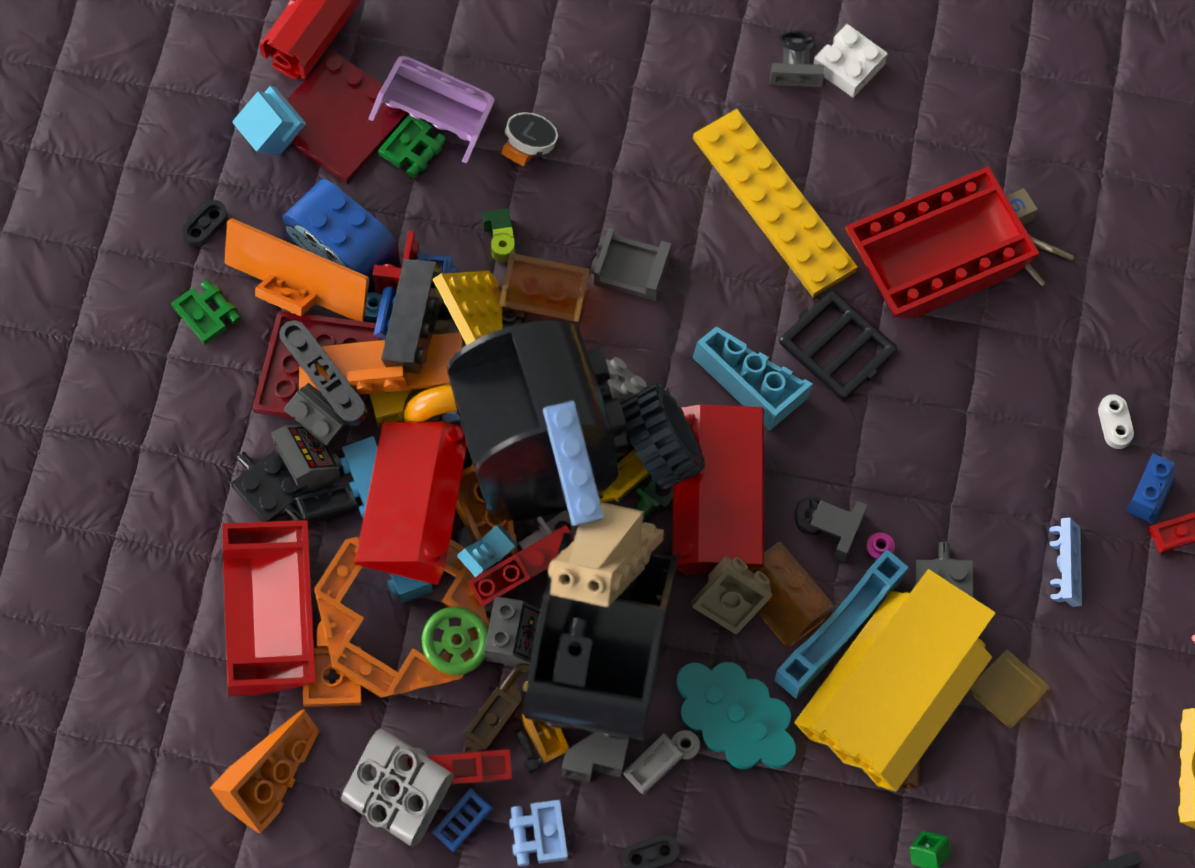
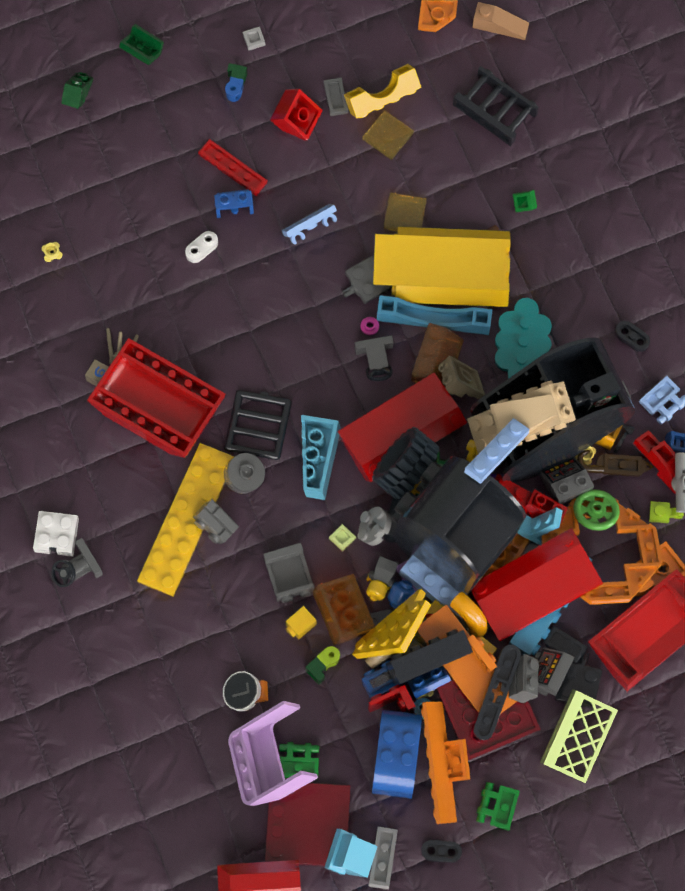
camera: 125 degrees left, 5 degrees up
(234, 434) = (562, 730): none -> yellowish green fence
(243, 160) = (383, 858): none -> light grey hinge
(403, 725) = (661, 512): none -> lime plate
(564, 239) = (300, 623): none -> yellow brick
(634, 349) = (342, 537): none -> yellowish green tile
(745, 218) = (215, 522): none -> dark grey brick
(784, 286) = (244, 473): none -> dark grey piece
(1136, 742) = (388, 135): none -> clear yellow tile

